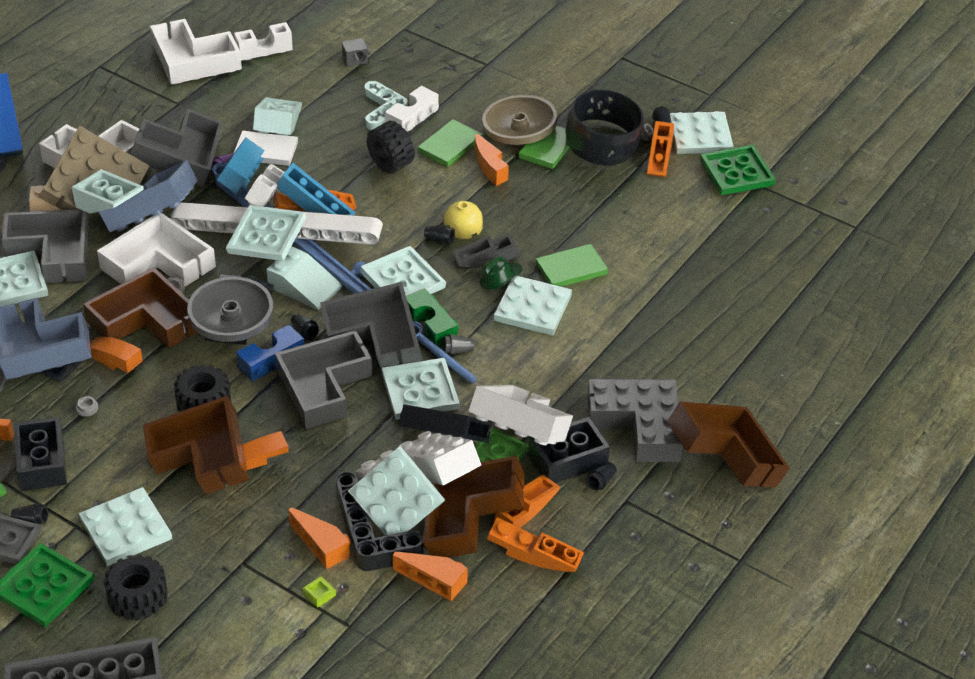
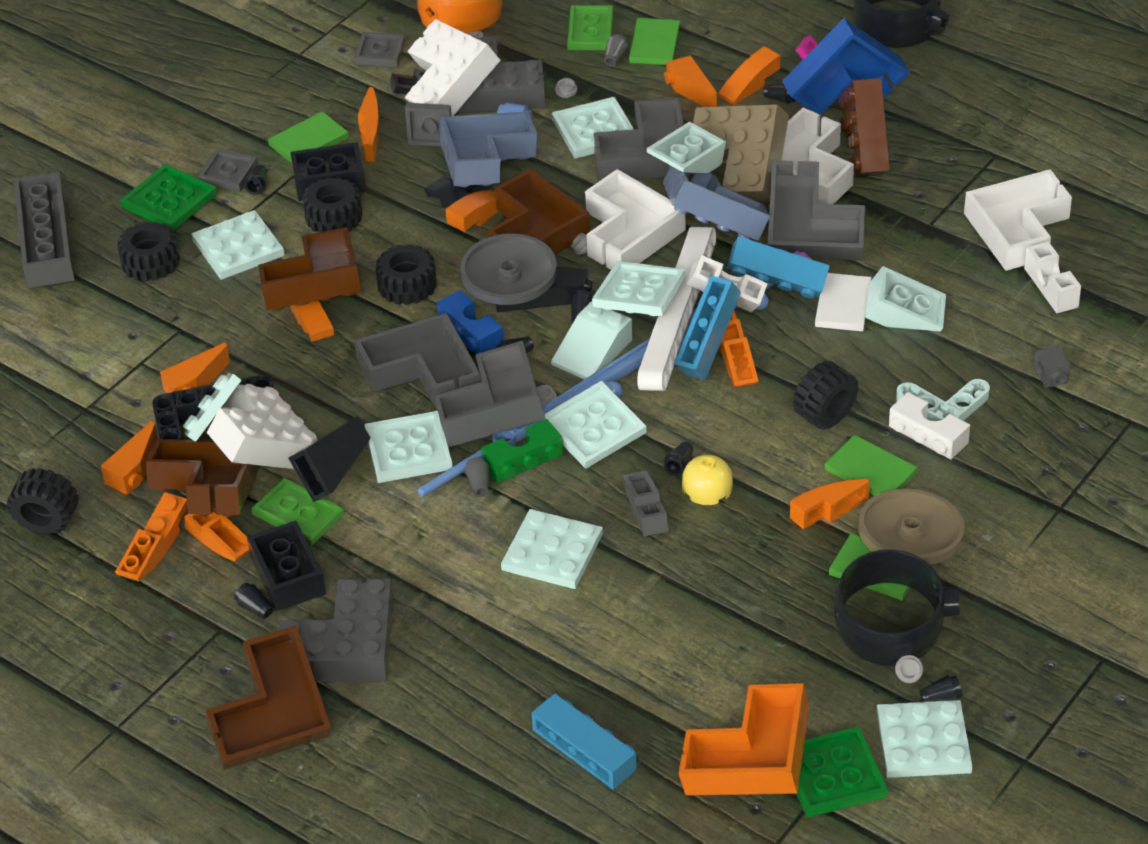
camera: 95 degrees right, 0 degrees up
(78, 96) = (865, 126): none -> reddish brown piece
(81, 374) = (445, 191): none -> black slope
(86, 406) = (402, 201): light grey plate -> none
(92, 449) = (332, 204): none -> black tyre
(319, 591) = (131, 383): lime tile -> none
(498, 272) = (605, 512): dark green piece -> none
(503, 620) = (42, 501): none -> black tyre
(508, 409) = (324, 490): white piece -> none
(571, 266) = (624, 586): bright green tile -> none
(660, 149) = (869, 682): orange slope -> none
(728, 282) = (584, 741): none -> dark azure brick
(740, 186) = (753, 758): none -> orange piece

